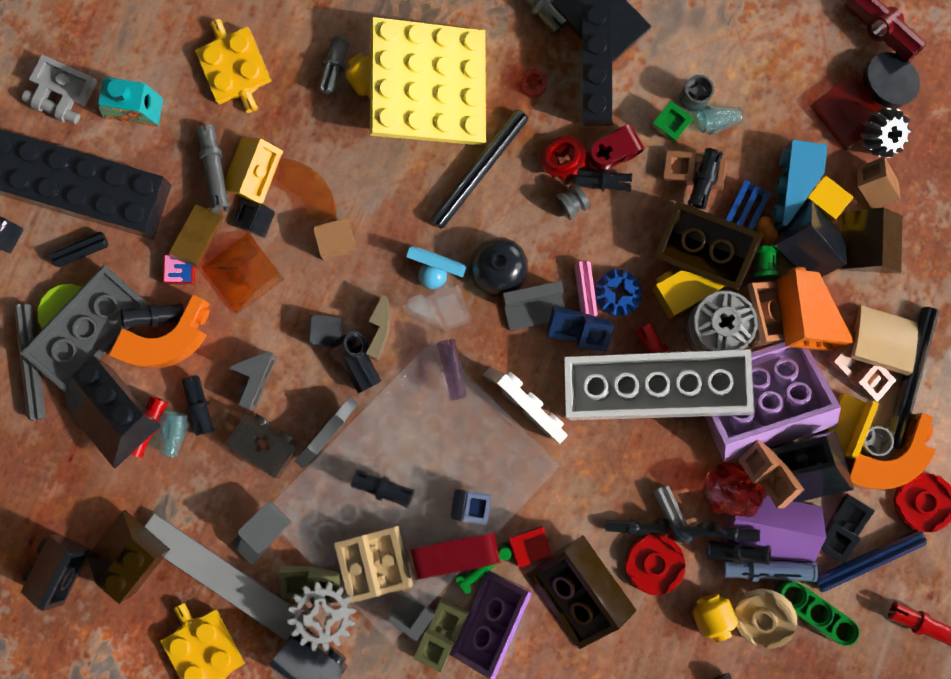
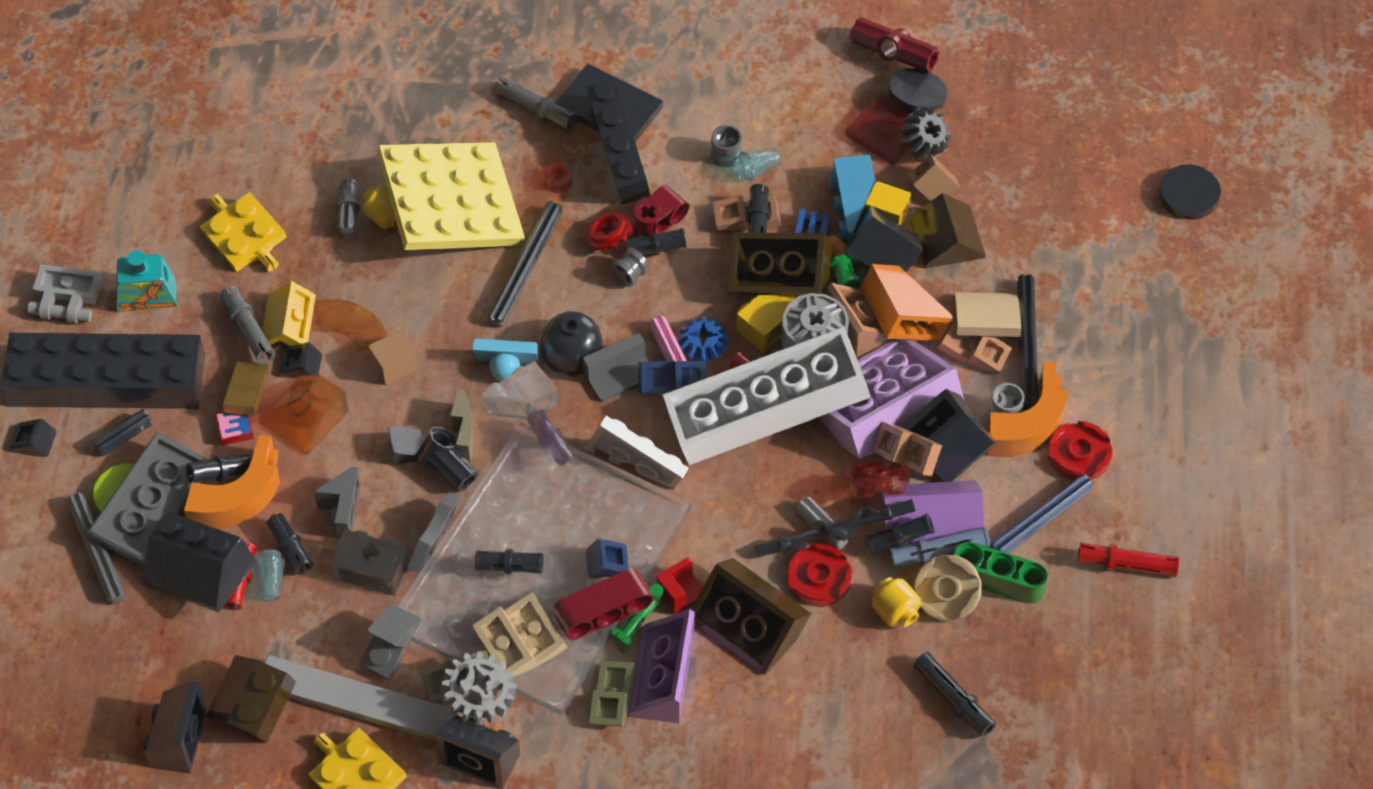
camera: 10 degrees left, 25 degrees down
(410, 616) = (574, 674): dark grey panel -> none
(672, 122) = (709, 175): green tile -> none
(845, 527) = (1006, 491): black slope -> none
(853, 424) = (978, 392): yellow panel -> none

